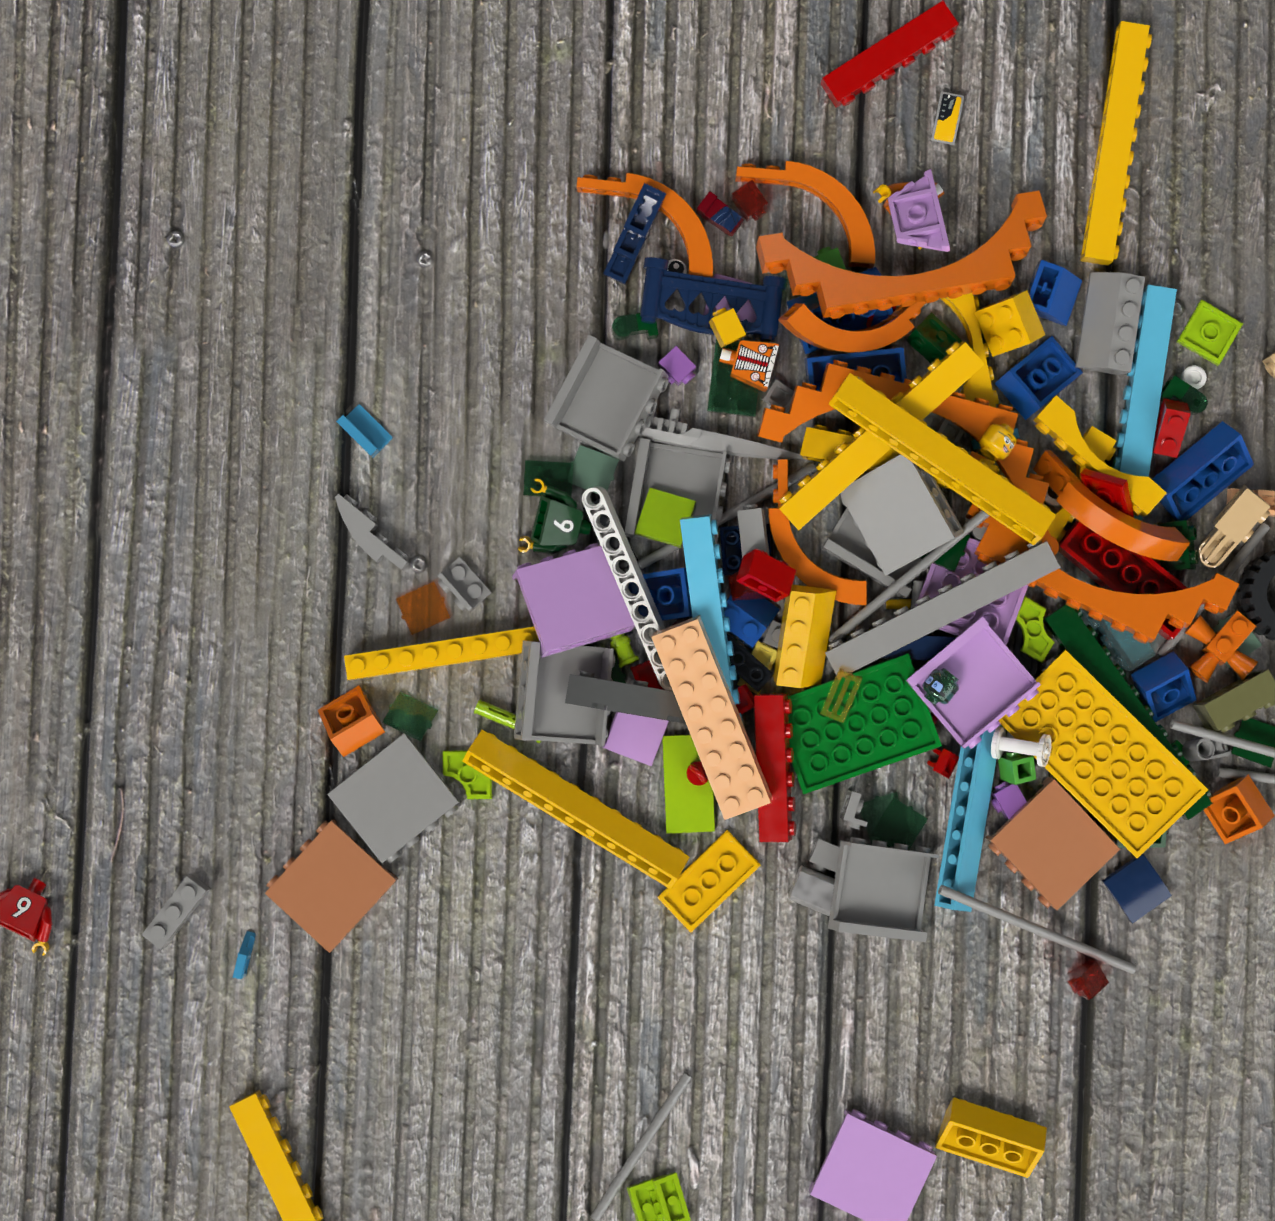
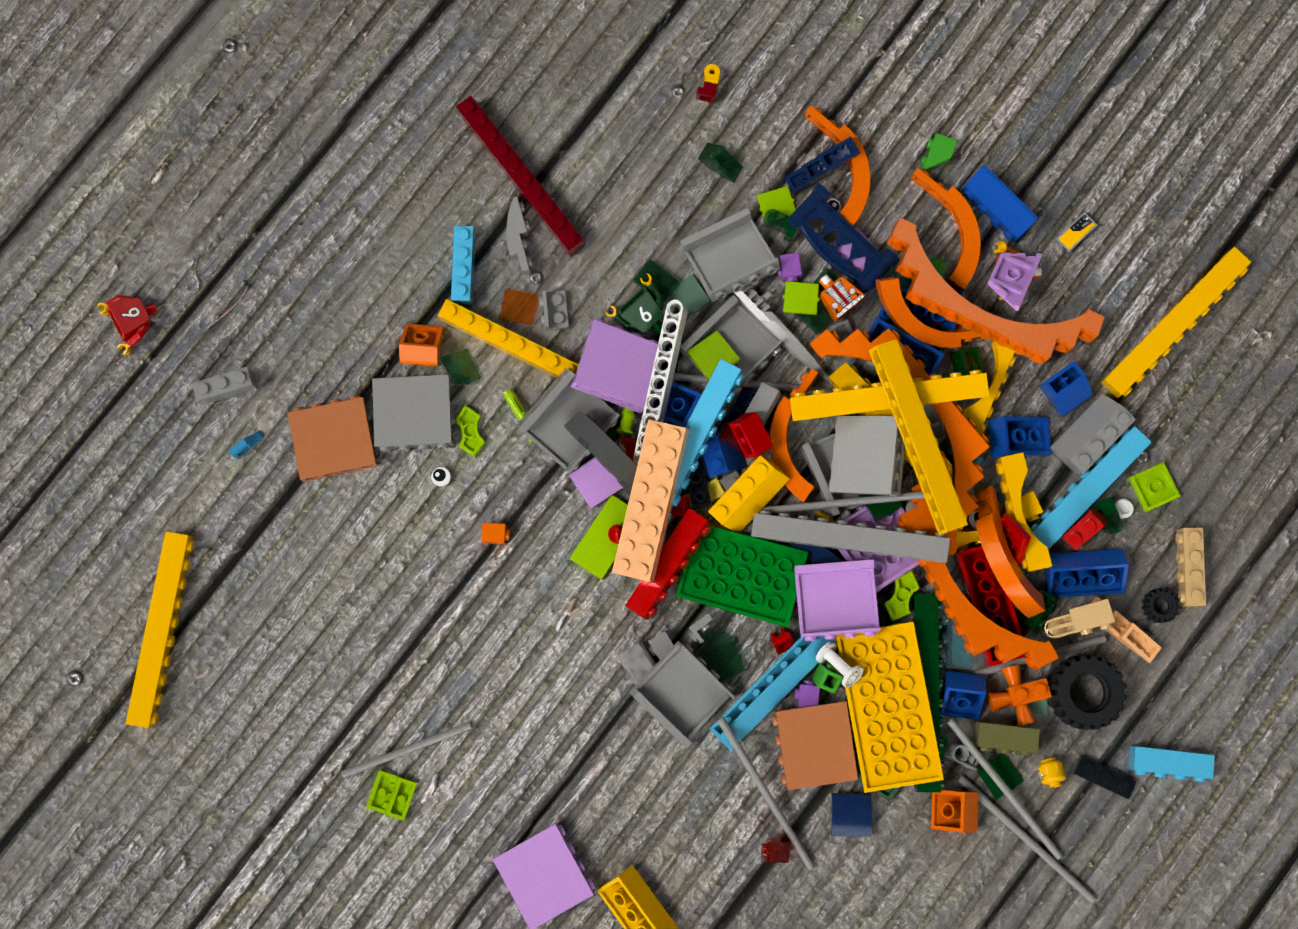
camera: 40 degrees right, 5 degrees down
(324, 468) = (520, 176): none -> dark red brick
(334, 606) = (463, 265): none -> medium azure brick
(365, 430) = (563, 171): dark azure panel -> none
(450, 219) = (710, 86): none -> leg
(472, 843) = (441, 477): none -> white tile
(524, 304) = (720, 161): none -> clear green slope
(571, 863) = (494, 533): none -> orange brick
(576, 808) = (522, 501): yellow brick -> none
(613, 303) = (776, 199): none -> lime piece
(709, 881) = (574, 609): yellow tile -> none
(712, 391) = (800, 298): none -> lime piece
(719, 214) = (885, 191): dark red leg -> none
(726, 327) = (838, 261): yellow brick -> none
(747, 133) = (939, 152): none -> bright green slope
(750, 201) = (910, 196): clear red brick -> none
(848, 146) = (999, 204): none -> blue slope
(849, 676) = (758, 539): clear yellow tile -> none
(889, 54) = (1067, 166): red brick -> none
(940, 687) = (813, 586): clear green head -> none
(997, 442) = (963, 454): yellow head -> none
(1009, 323) = (1025, 387): yellow brick -> none

